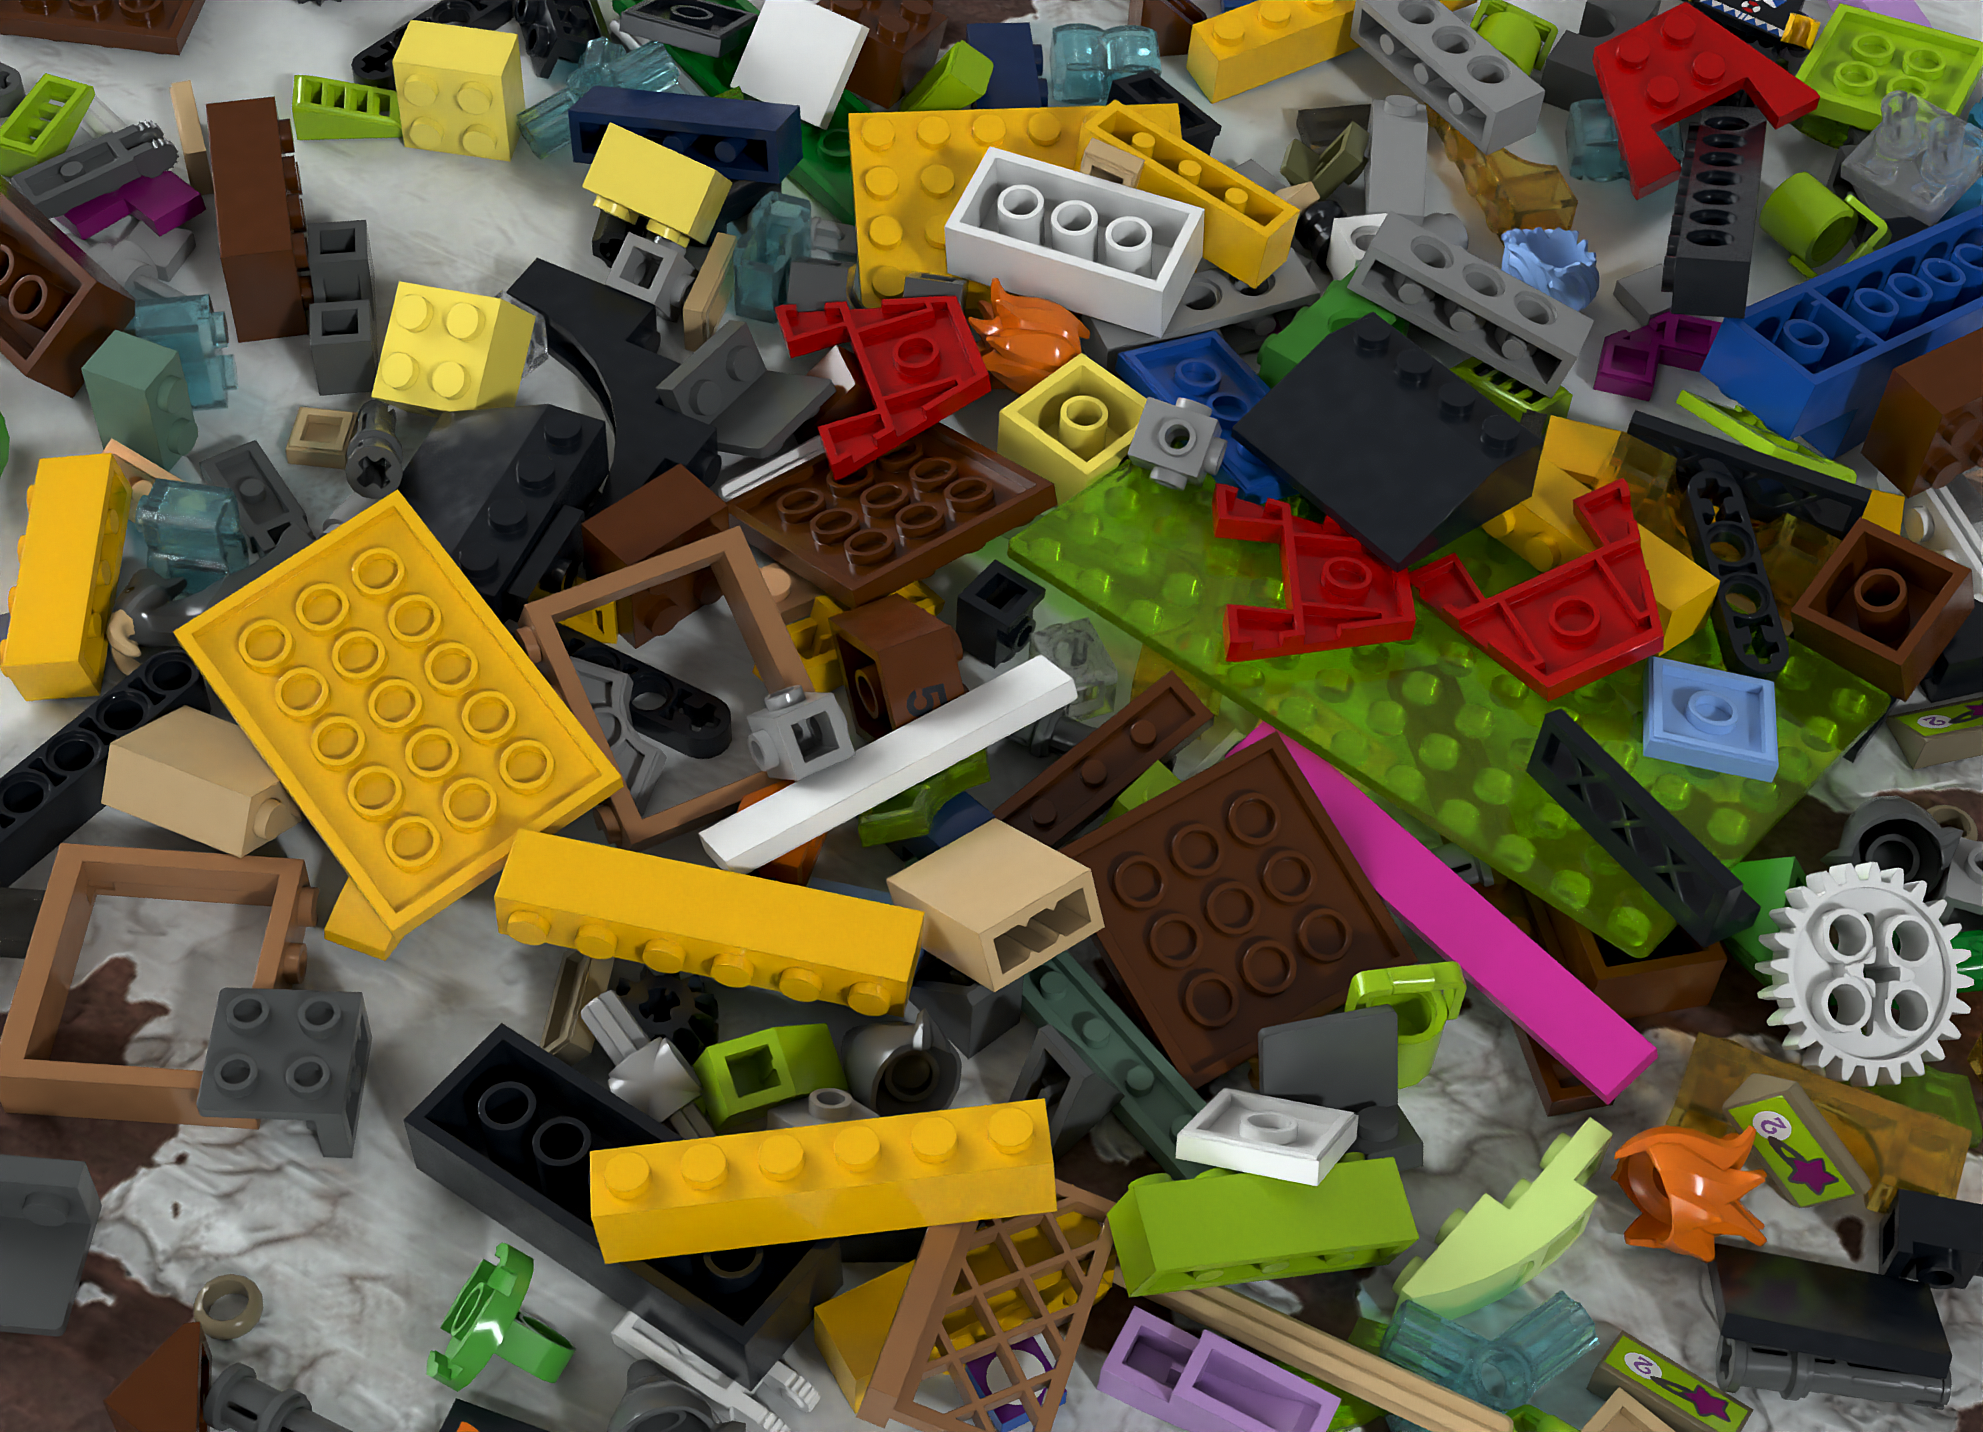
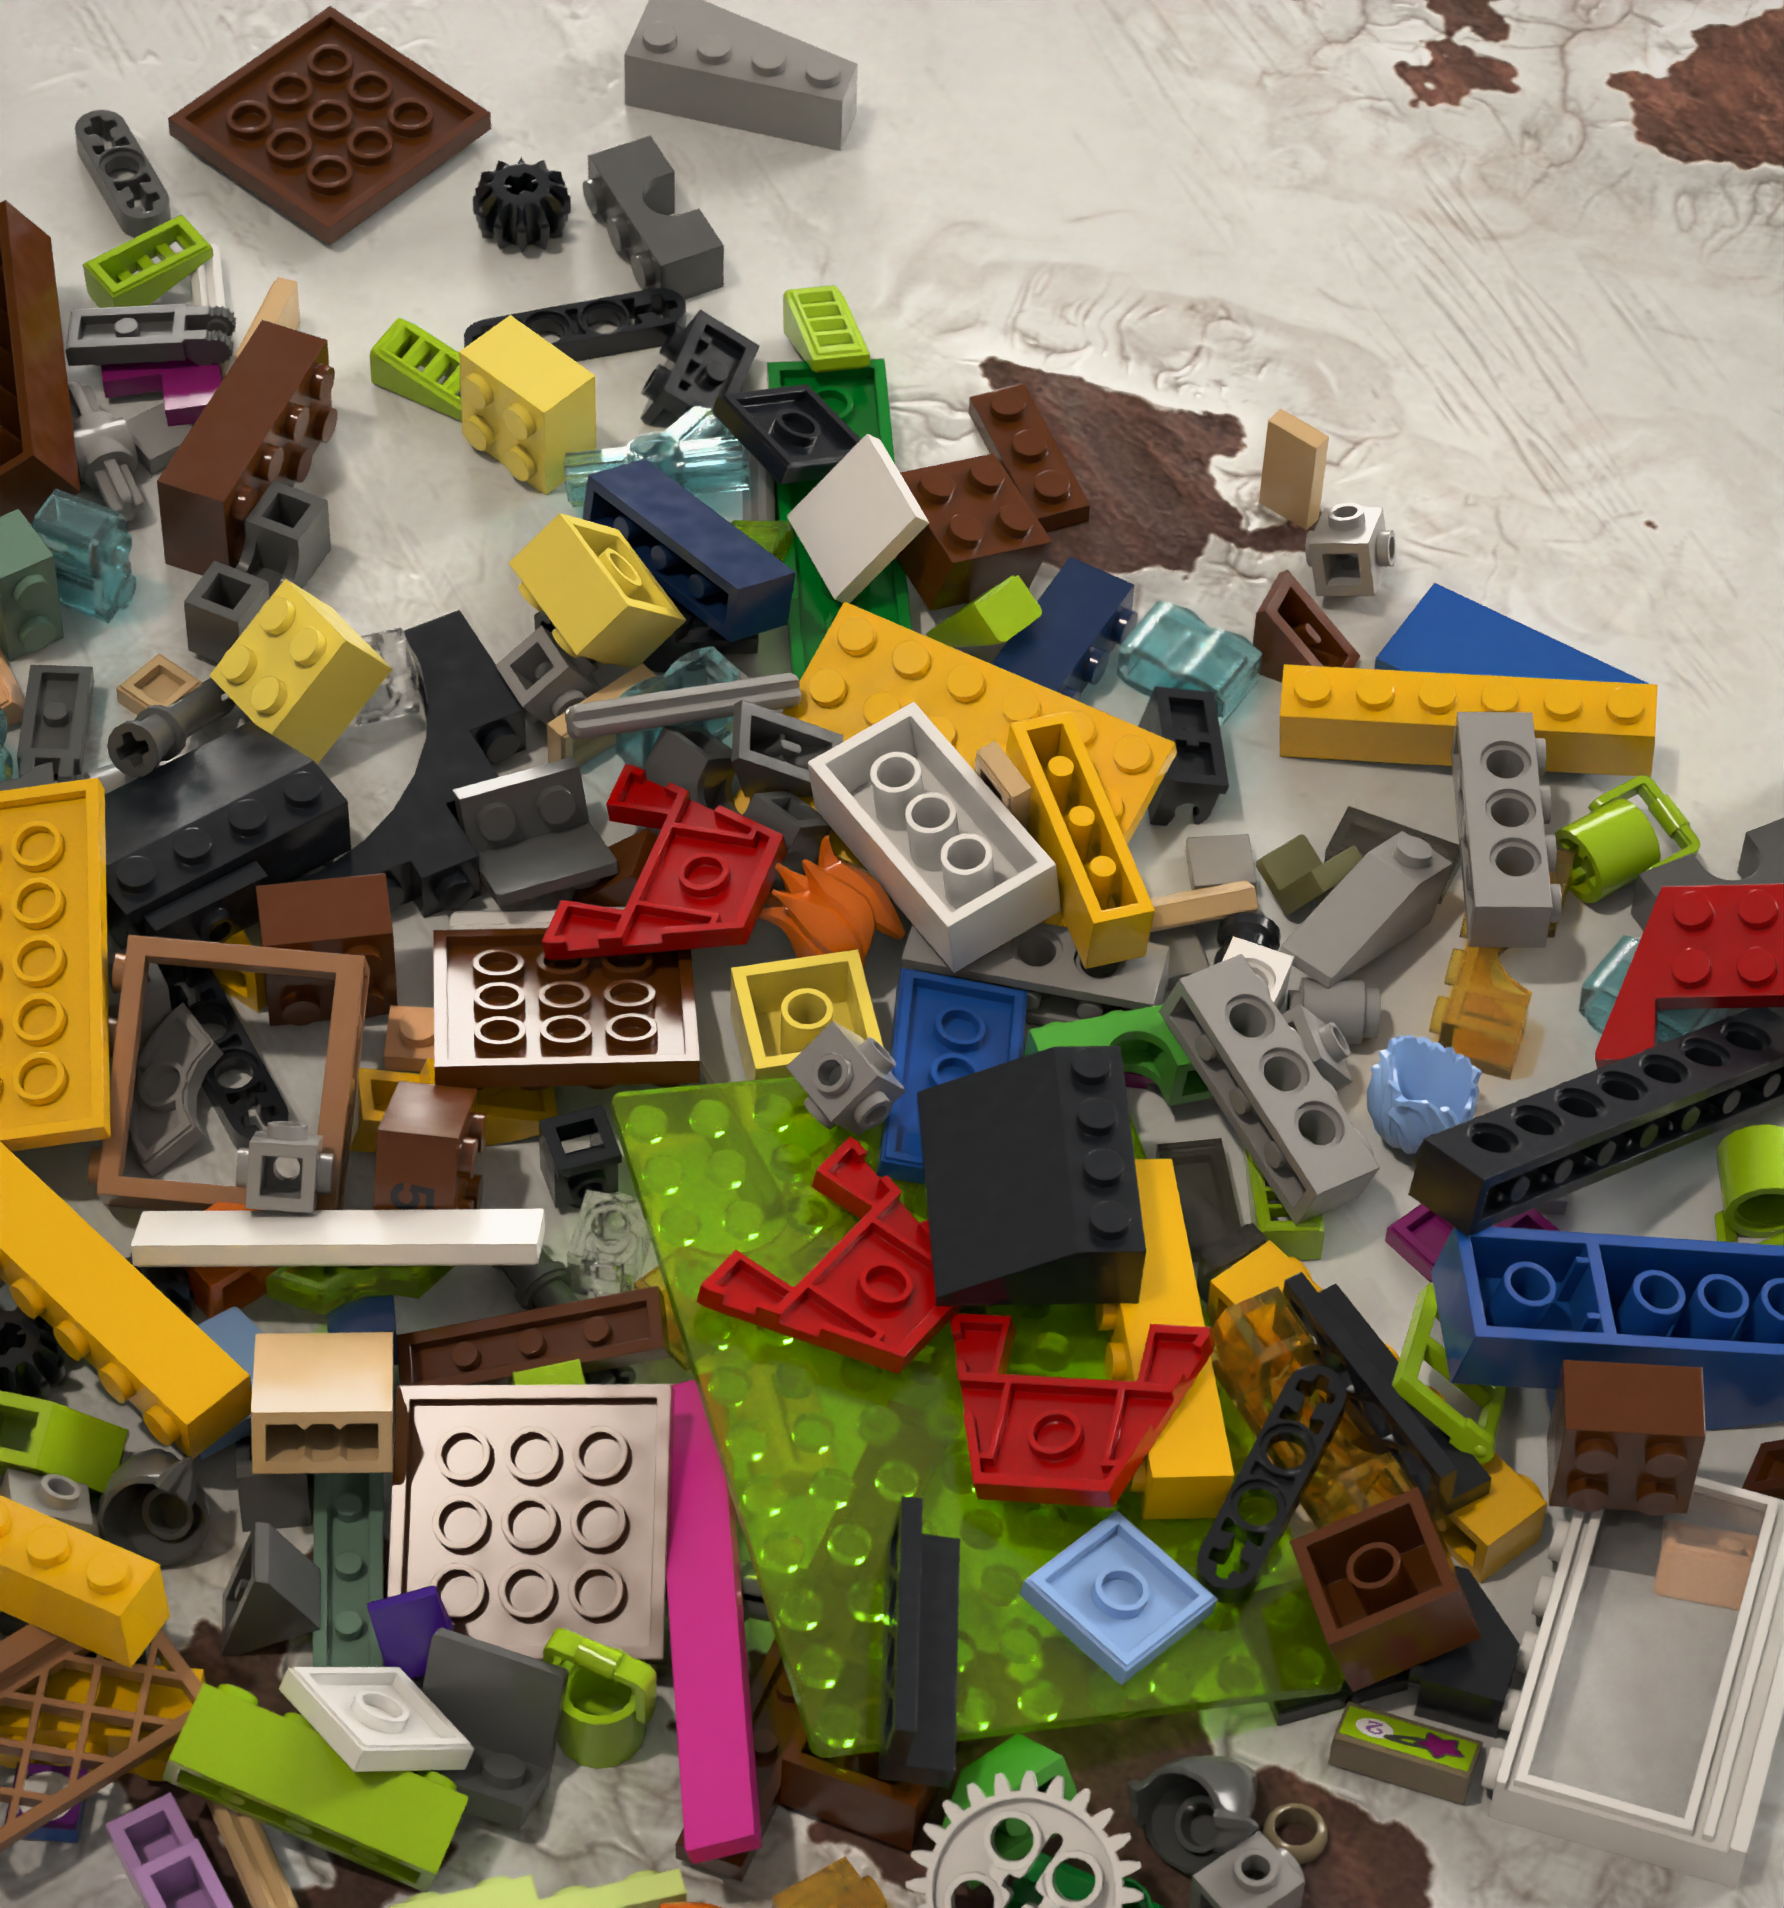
camera: 35 degrees right, 0 degrees up
(793, 239) = (680, 705): none -> light grey axle
(892, 244) = (775, 750): none -> dark grey slope
(1217, 1051) = (406, 1627): none -> dark purple slope

